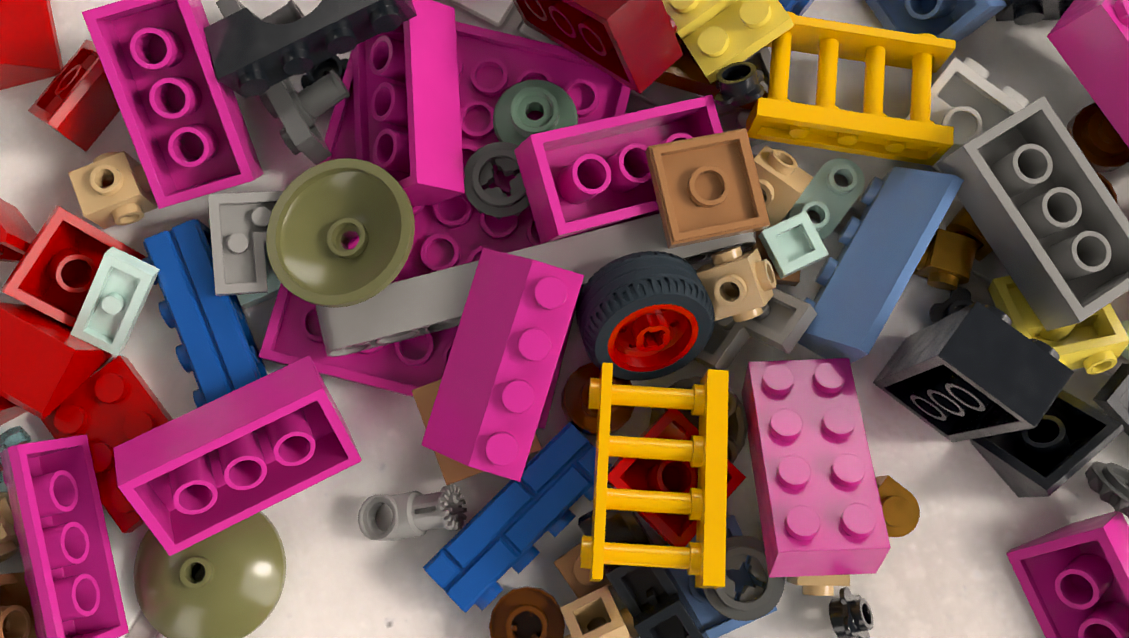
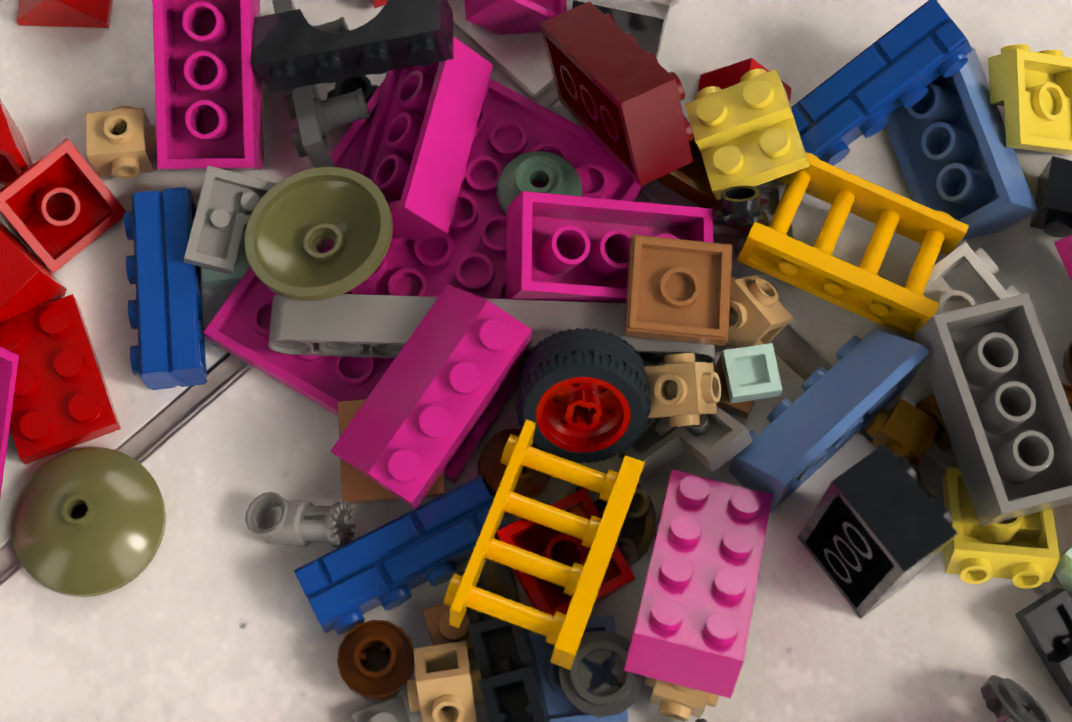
camera: 15 degrees right, 10 degrees down
(78, 99) = (117, 53): red slope -> none
(114, 301) = (87, 241): light aqua plate -> none
(235, 456) = (154, 410): dark pink brick -> none
(480, 175) = (469, 224): dark grey gear -> none
(827, 197) = (806, 347): light aqua plate -> none
(898, 506) = (770, 657): pearl gold plate -> none
(1045, 457) = (948, 634): black slope -> none

